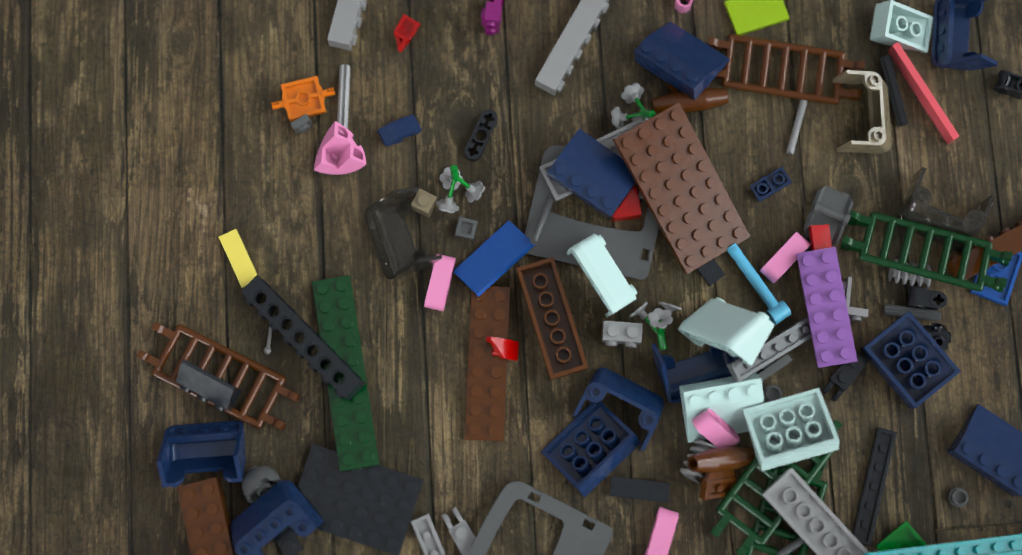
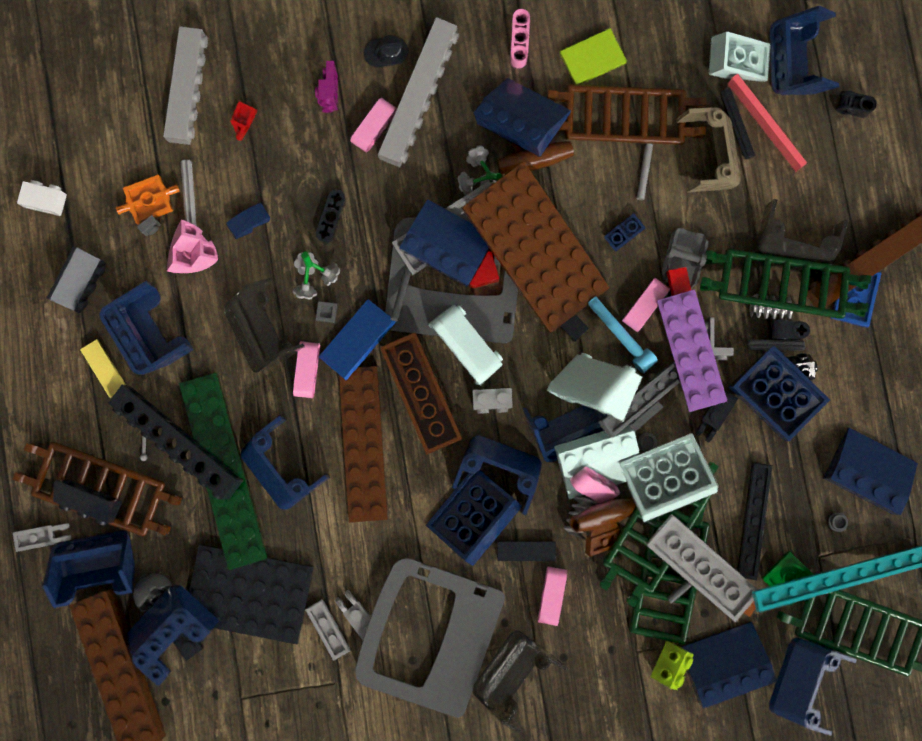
camera: 10 degrees left, 5 degrees up
(154, 417) = (38, 537): none -> light grey hinge
(200, 85) = (42, 198): none -> white brick
(225, 168) = (76, 280): none -> slope
(278, 228) = (137, 333): none -> dark blue windscreen
(402, 401) = (282, 494): none -> dark blue windscreen
(424, 203) = (281, 291): dark tan brick -> none
(504, 348) = (377, 428): red slope -> none
(533, 51) = (373, 125): none -> bright pink beam
(658, 318) = (526, 382): light grey plant -> none

